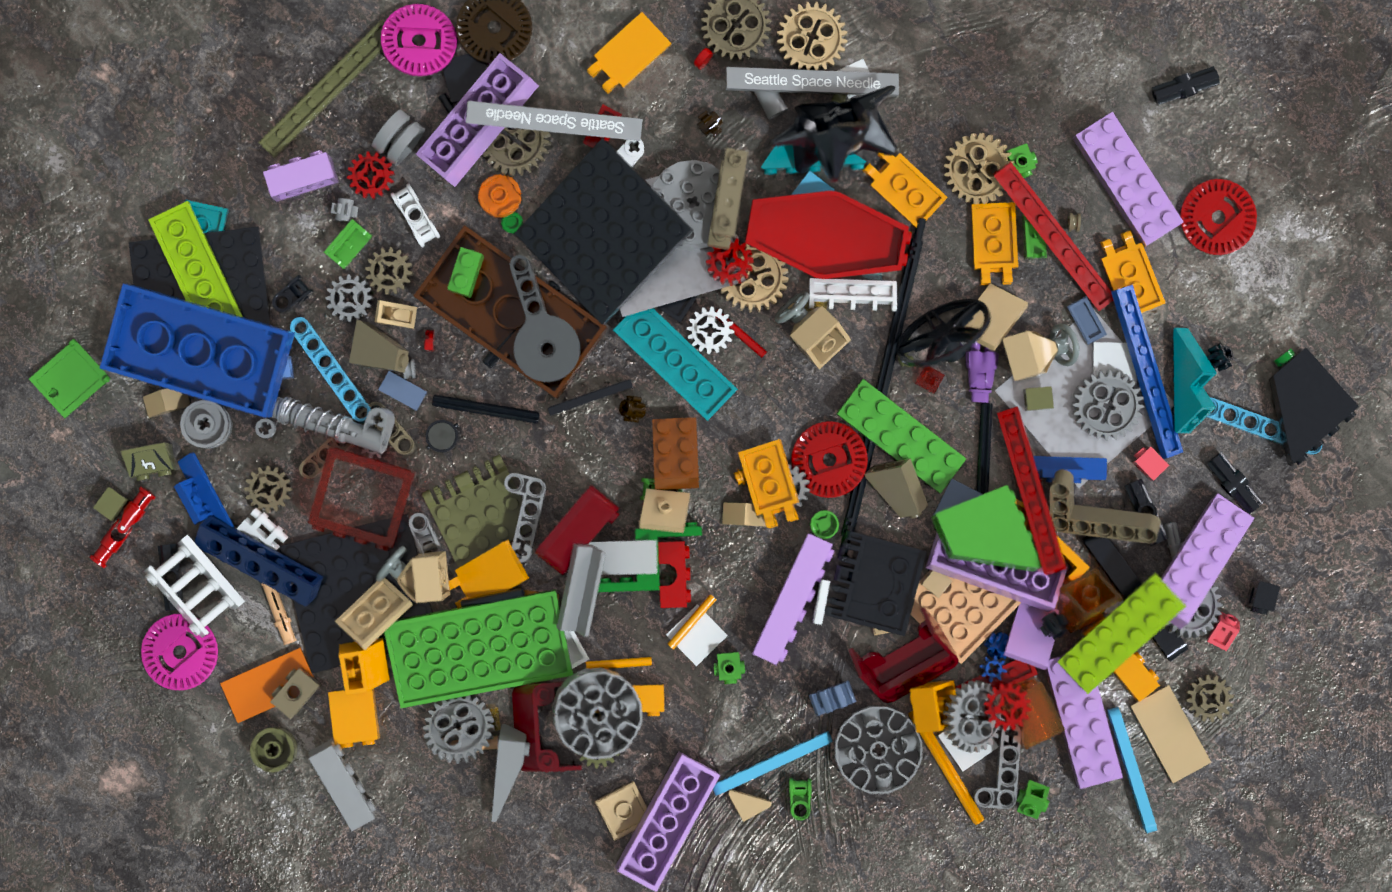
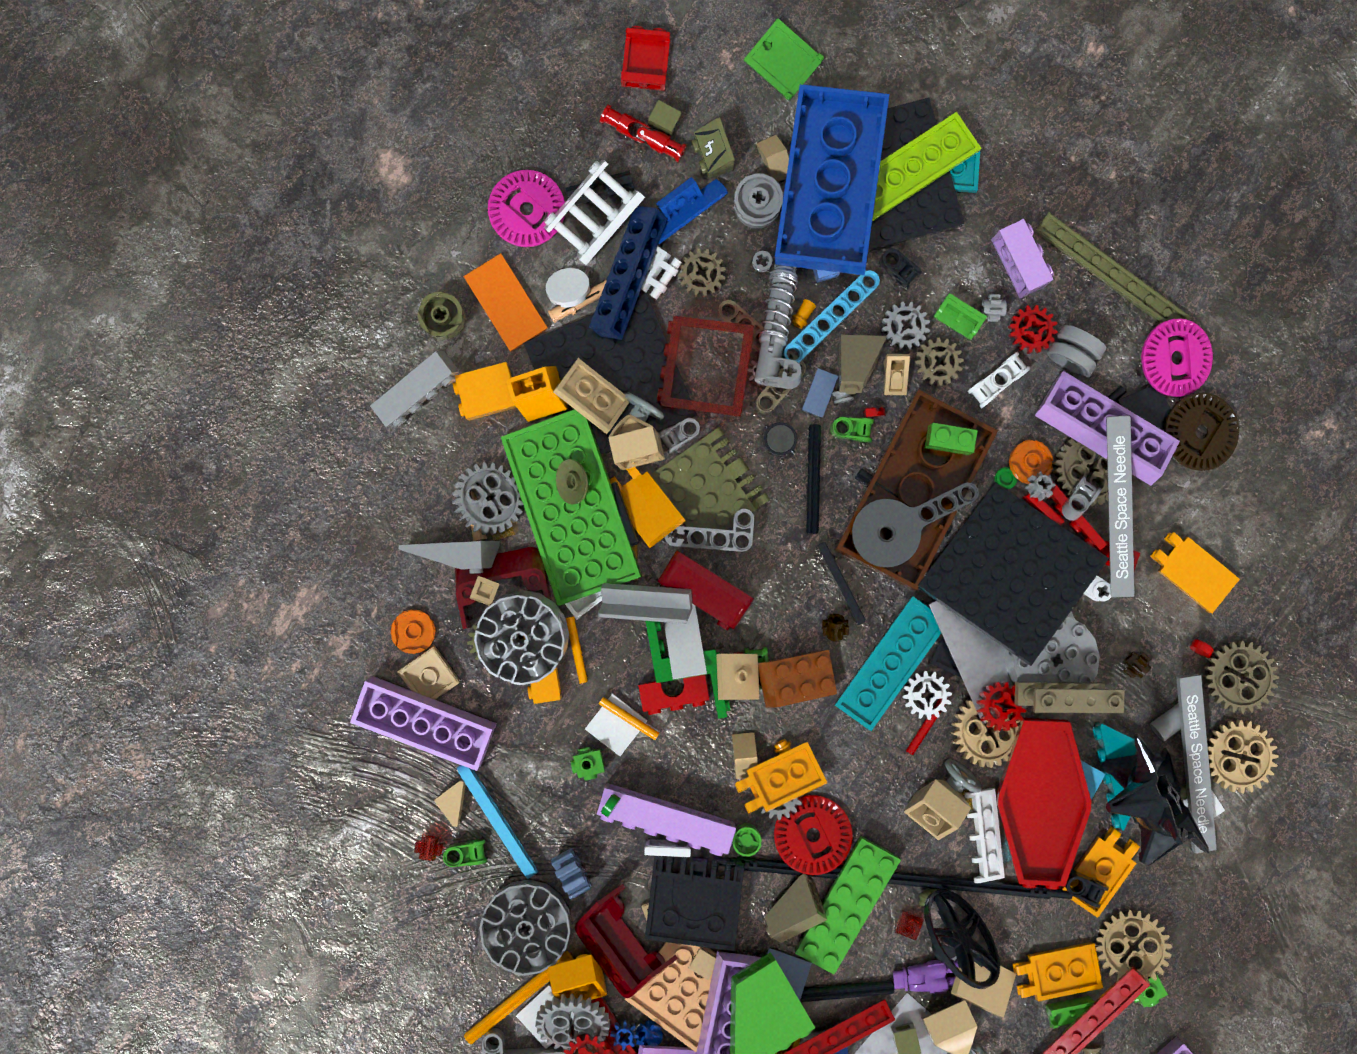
camera: 75 degrees right, 0 degrees up
(49, 514) = (645, 58): none -> red panel
(263, 622) = (568, 287): none -> white tile
(307, 686) = (508, 340): dark tan brick -> none
(322, 395) = (803, 313): none -> light orange pin
(442, 362) = (857, 429): none -> bright green piece
(454, 644) = (571, 481): none -> olive dish
(520, 189) = (1040, 486): none -> light grey gear
(539, 154) = (1082, 496): none -> light grey piece
(543, 193) = (1044, 508): none -> red tile
(547, 743) = (484, 590): none -> tan plate
(548, 170) = (1081, 524): none -> red plate
(578, 820) = (413, 631): none -> orange tile
(768, 650) = (610, 805): none -> green tile
(789, 833) = (428, 848): none -> clear red gear
(918, 203) = (1088, 889): none -> black piece

